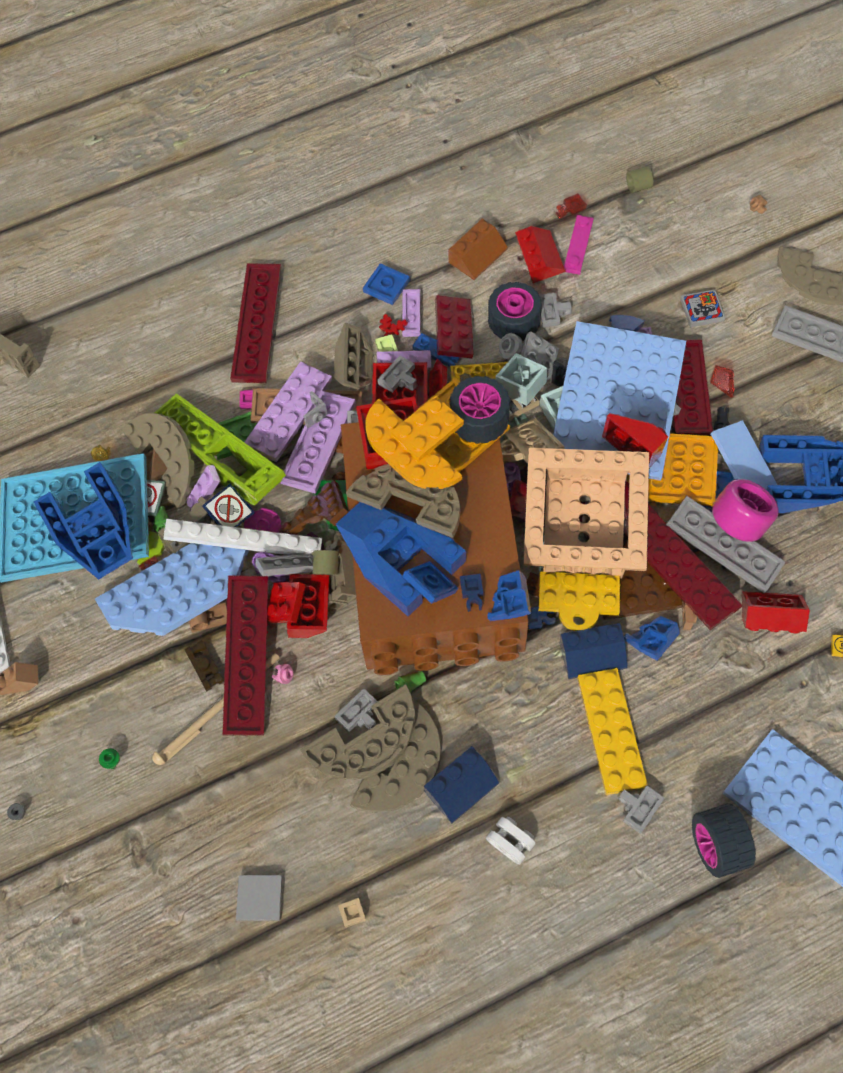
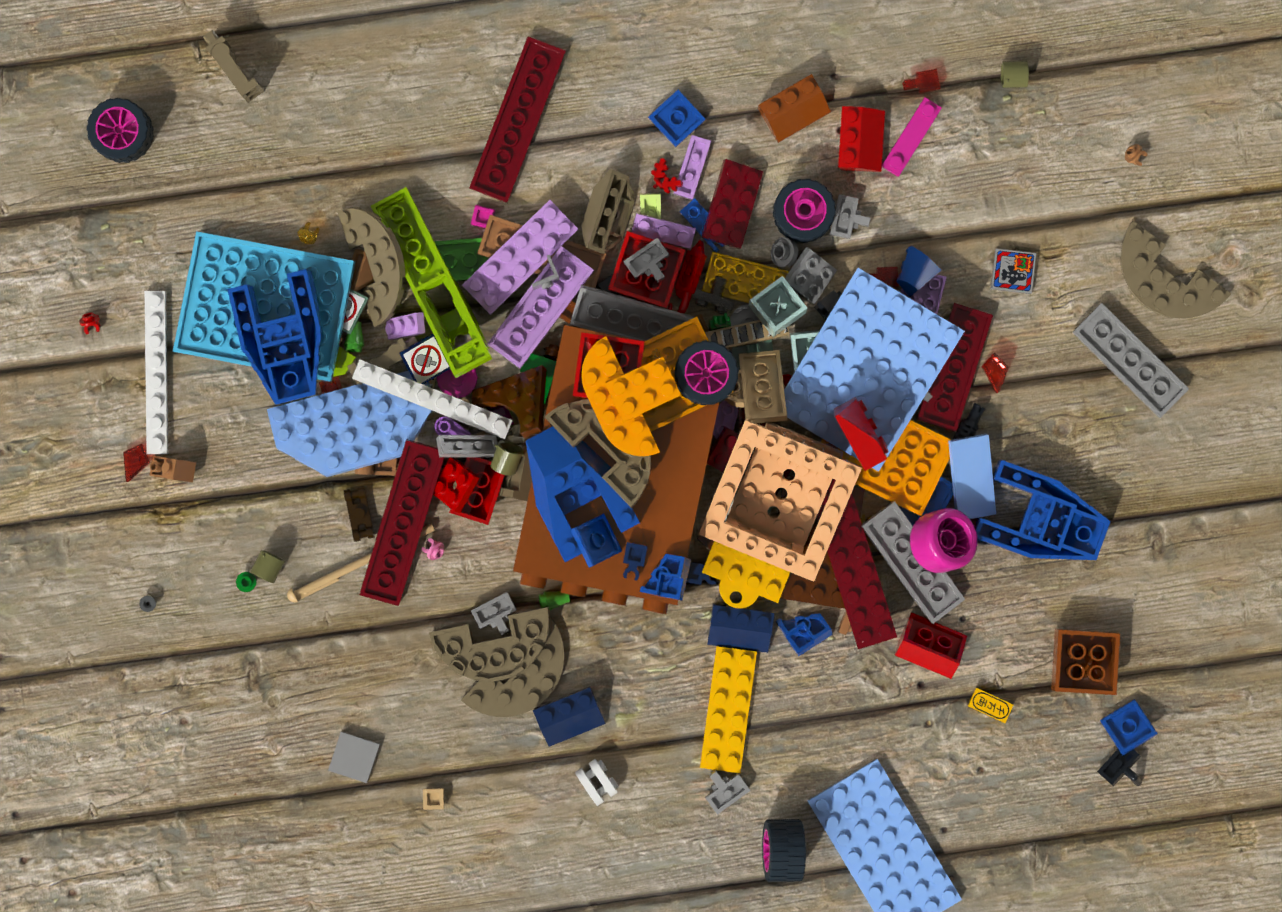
camera: 10 degrees right, 25 degrees up
(127, 737) = (267, 566): none -> olive piece

